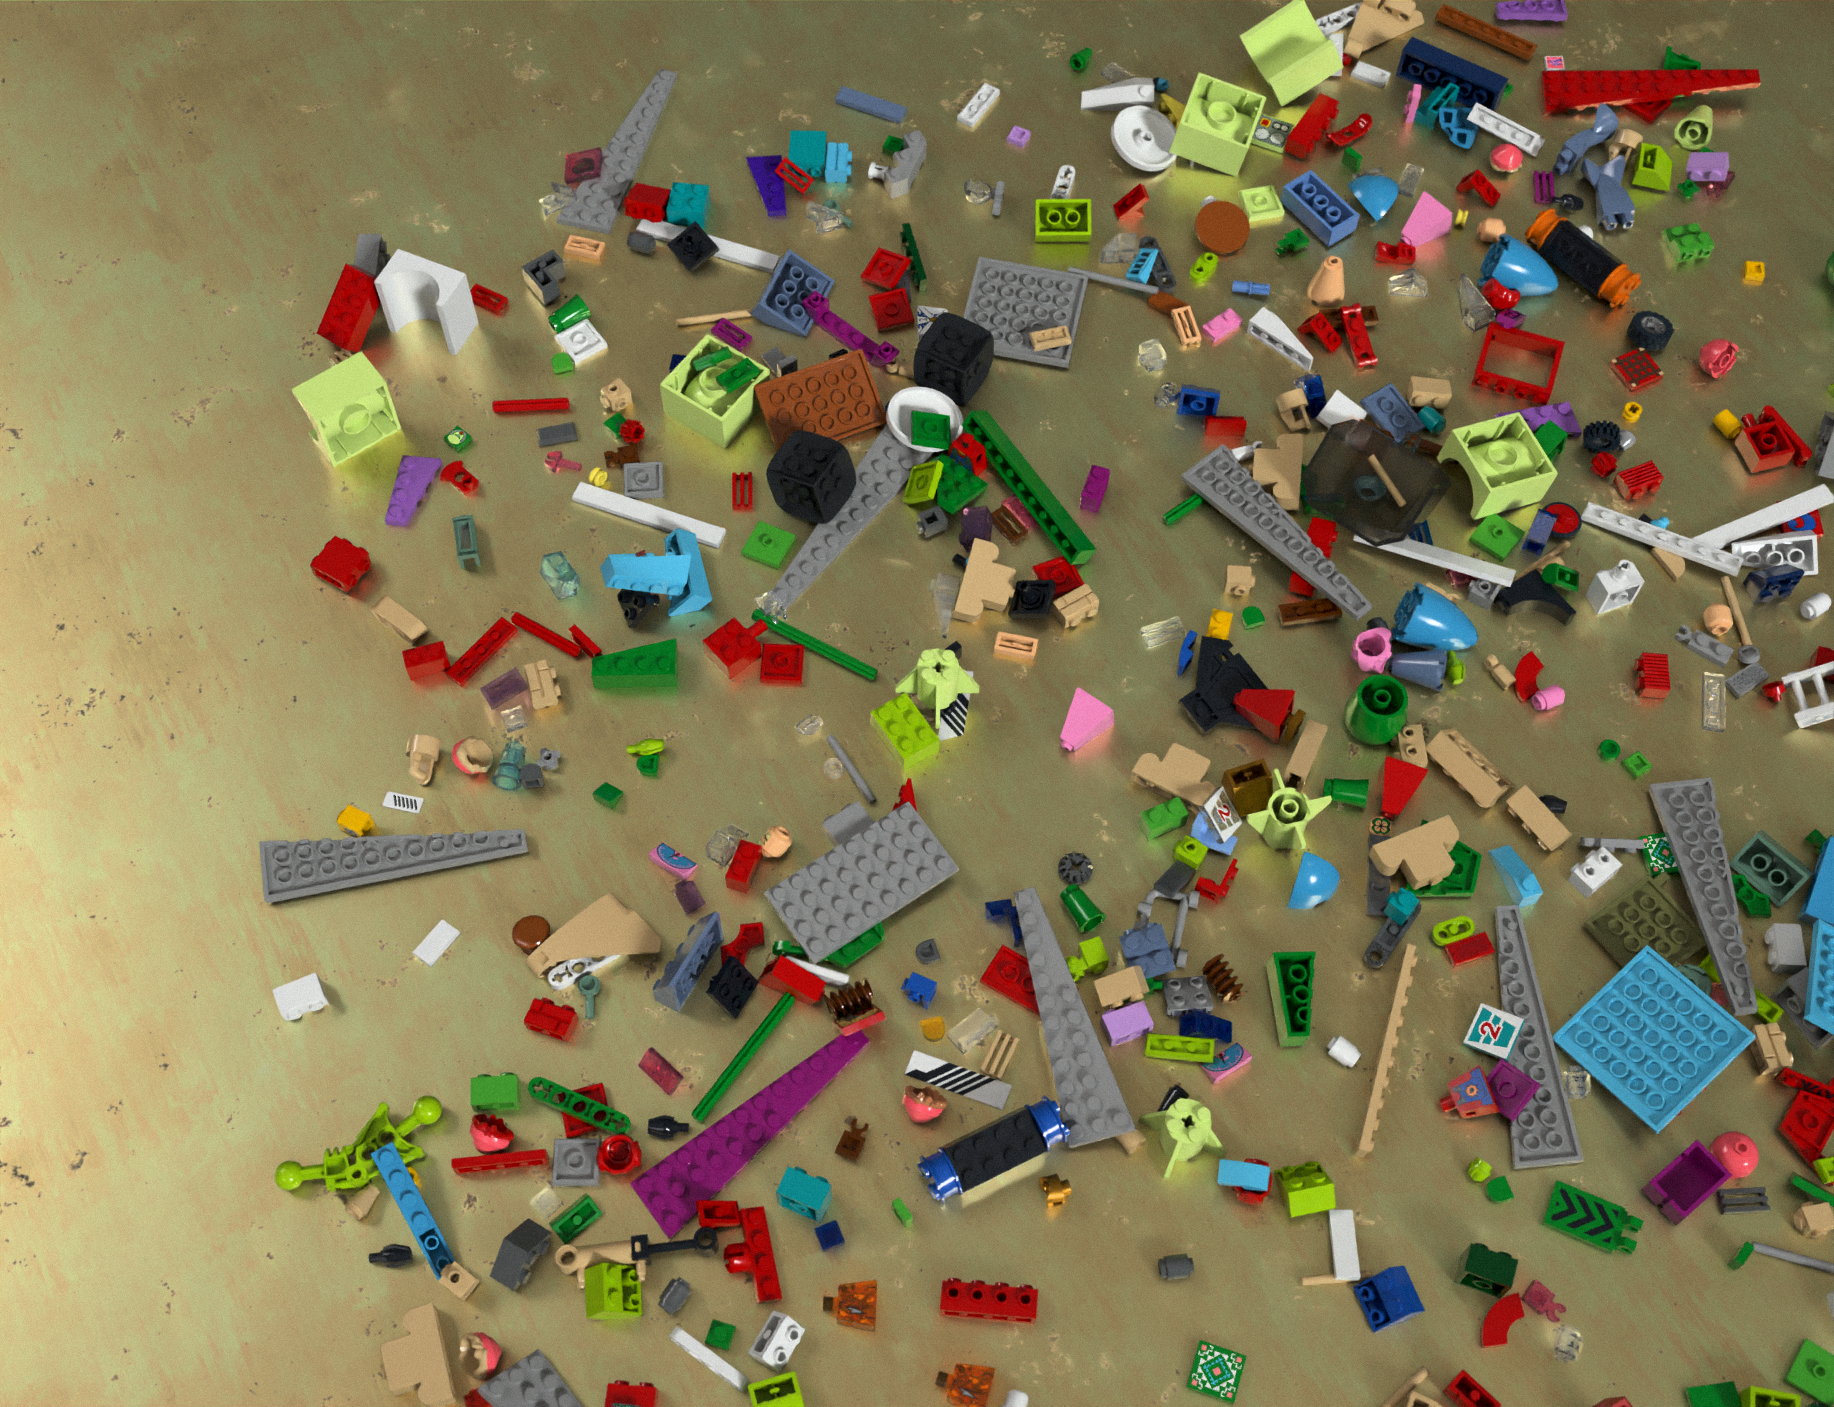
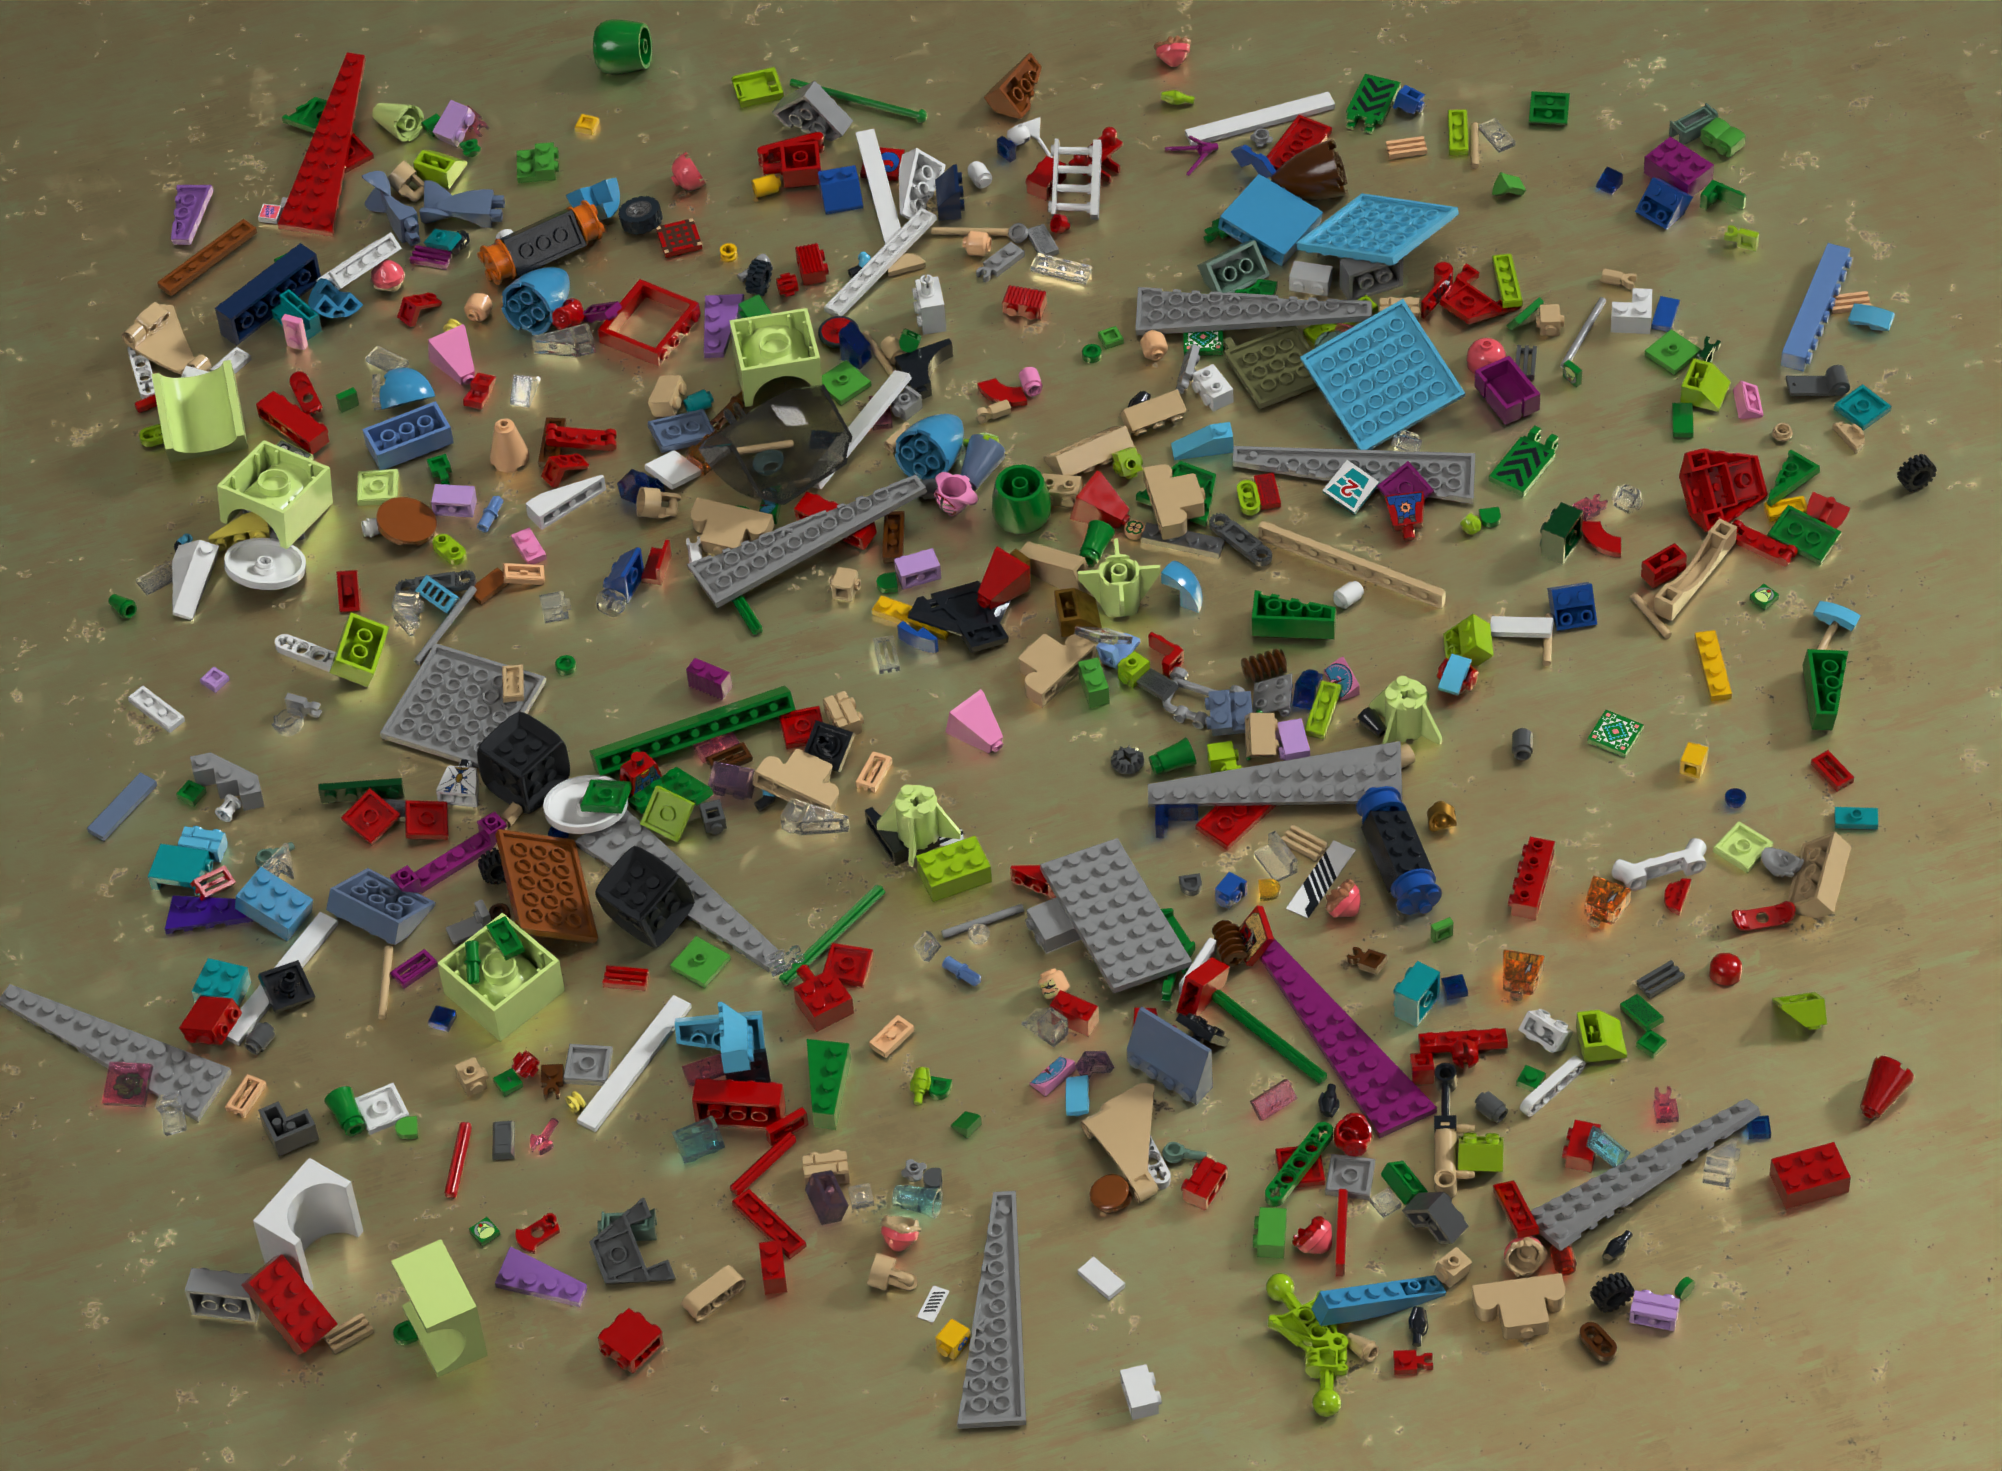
camera: 75 degrees left, 10 degrees down
(348, 1252) = (1407, 1362): none -> red plate
(429, 540) = (619, 1253): none -> dark grey wing
(532, 1337) = (1516, 1209): none -> red tile
(598, 602) = (738, 1102): none -> red brick
(642, 885) = (1077, 1095): none -> medium azure slope
(700, 713) = (891, 1036): none -> light nougat plate
(775, 219) = (273, 903): none -> dark azure brick
(785, 760) = (961, 971): none -> medium blue axle
(1090, 378) = (565, 665): none -> green tile
(1257, 257) = (454, 500): none -> lavender brick
(1273, 638) = (917, 568): none -> lavender brick
(1400, 905) = (1223, 521): teal brick -> none
(1462, 803) = (1127, 462): none -> lime brick
(1563, 188) = (442, 239): none -> teal plate
(1634, 805) = (1153, 345): none -> light nougat head
(1657, 294) = (603, 195): none -> dark azure brick
(1746, 487) = (840, 189): none -> blue slope

